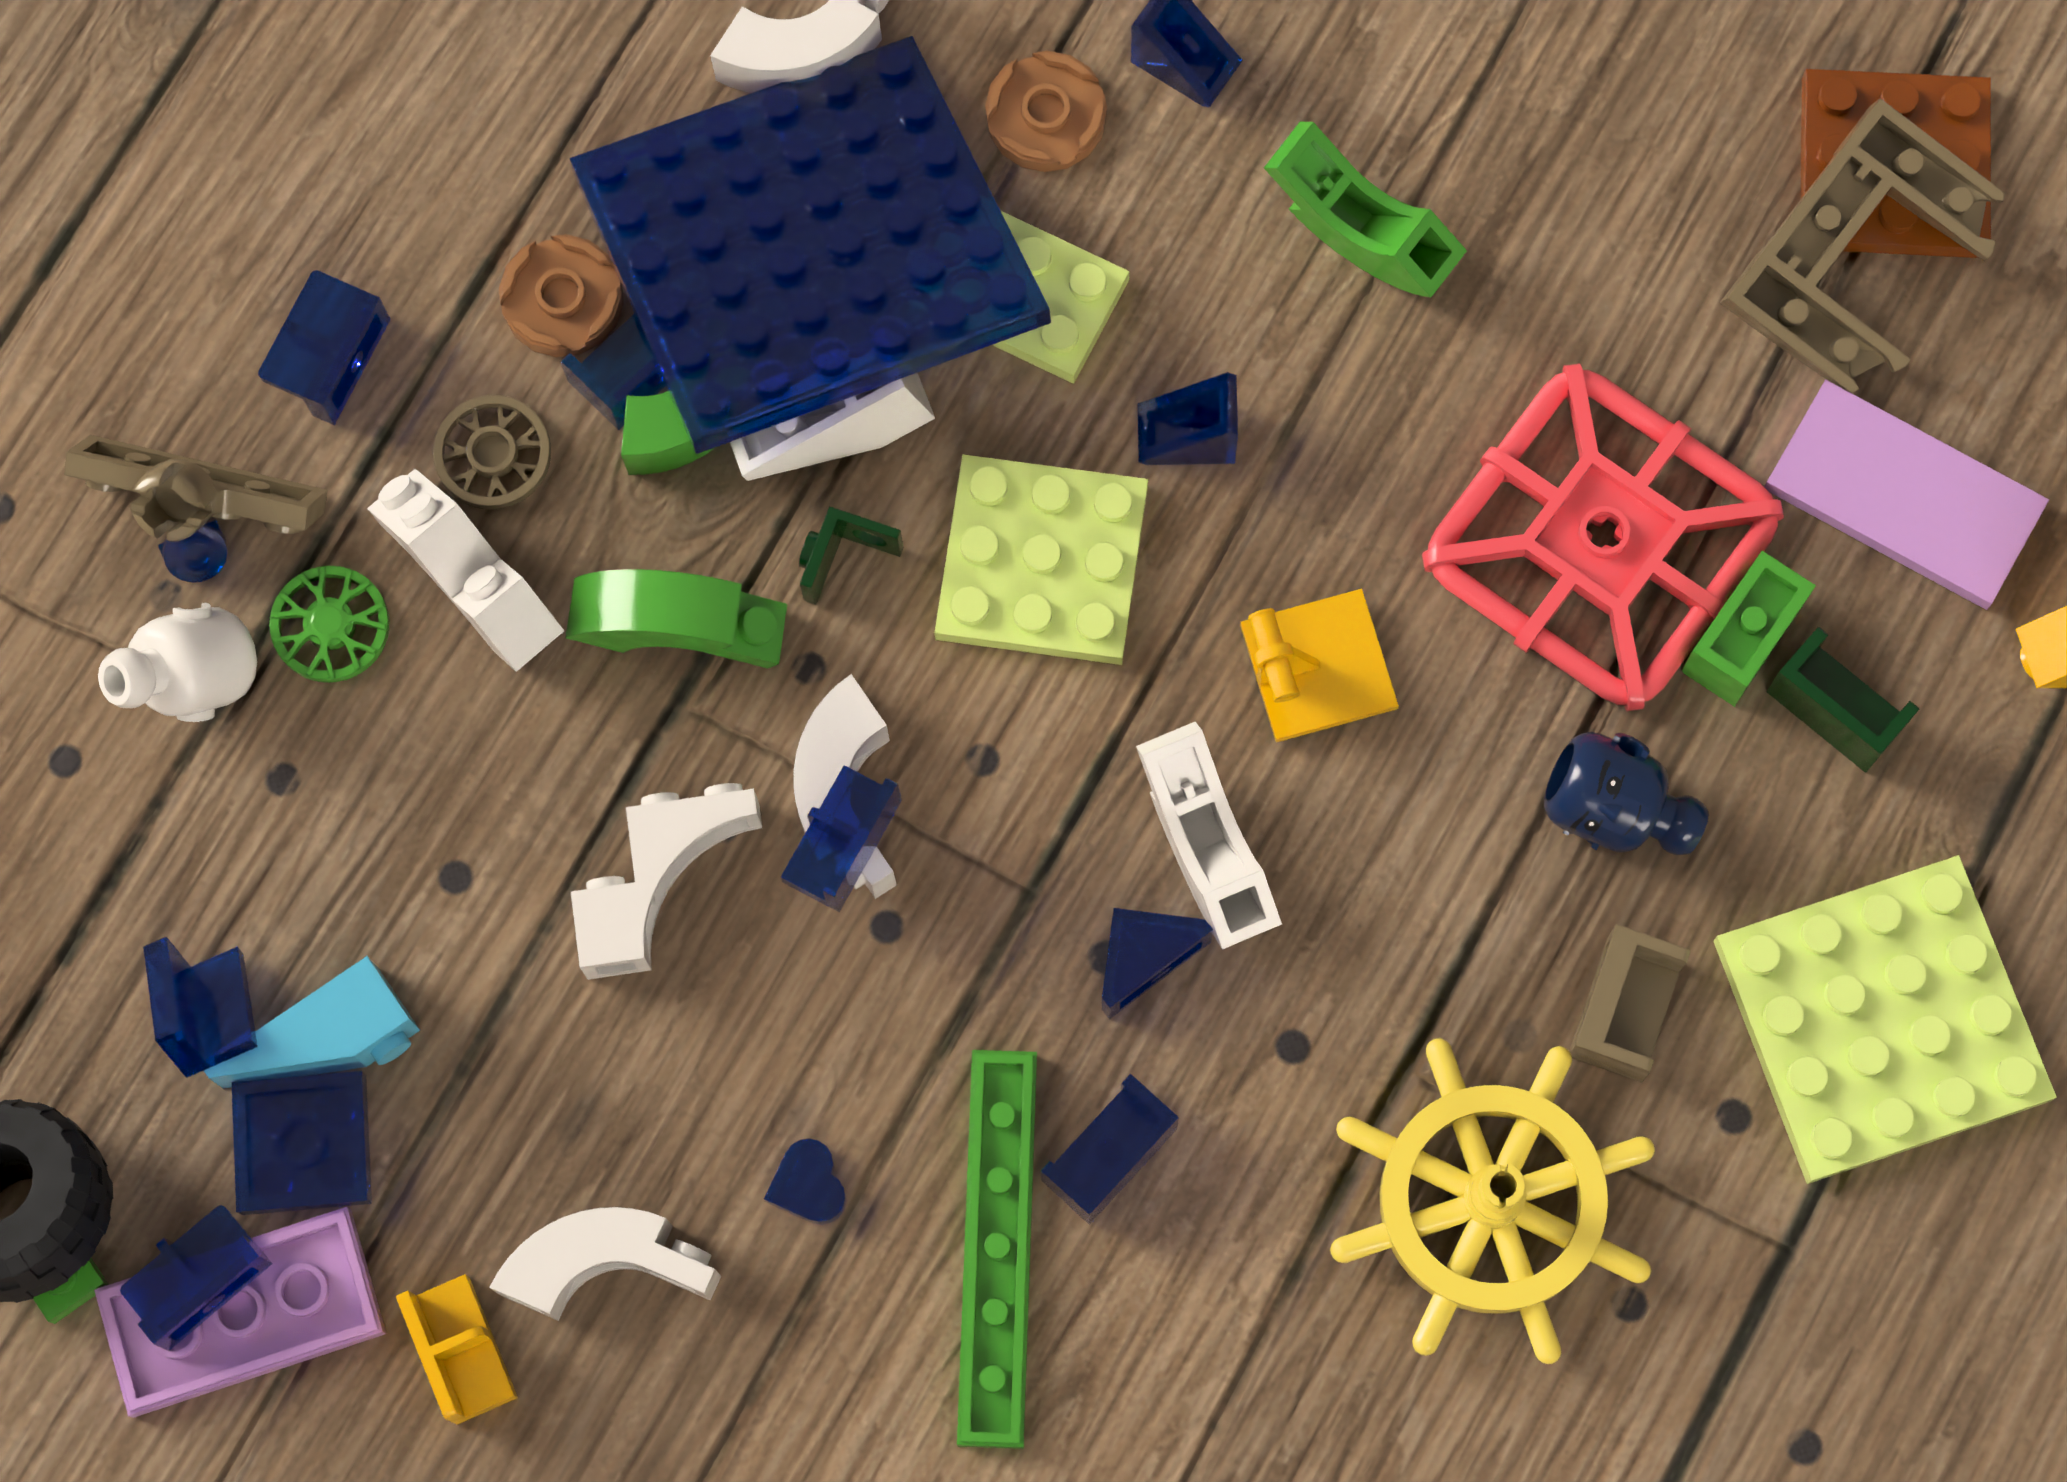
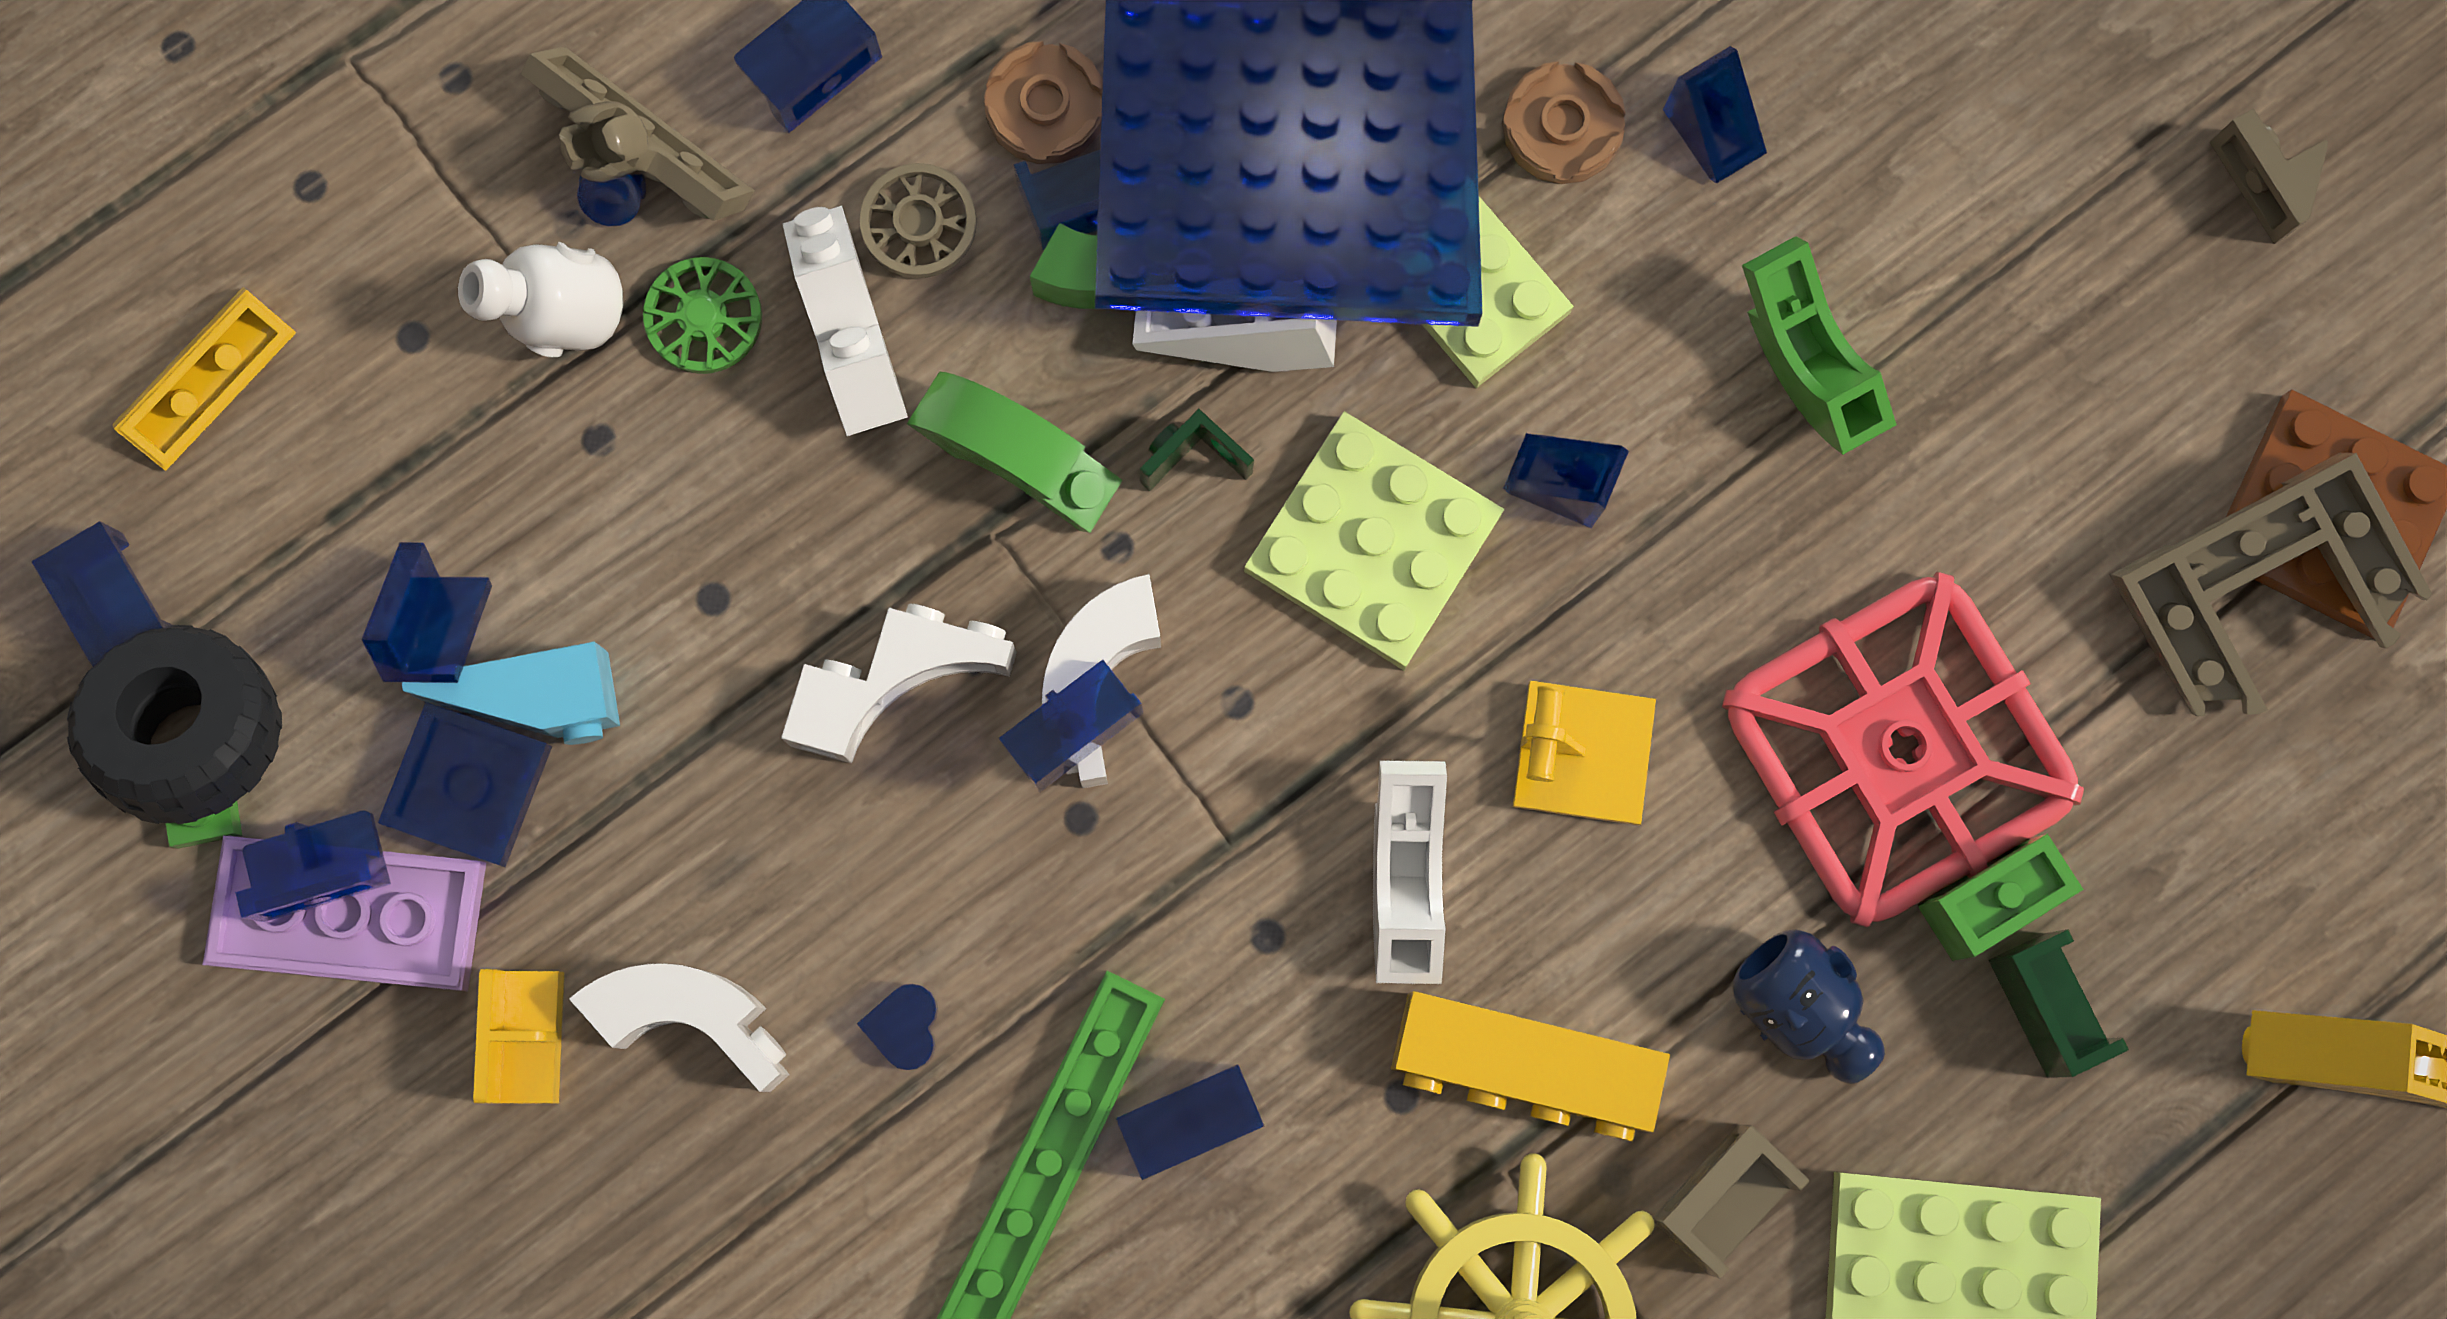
camera: 15 degrees right, 5 degrees up
(1145, 951) = (1304, 950): clear blue slope -> none
(1394, 962) = (1529, 1063): none -> yellow brick
(1906, 494) = (2204, 834): lavender tile -> none

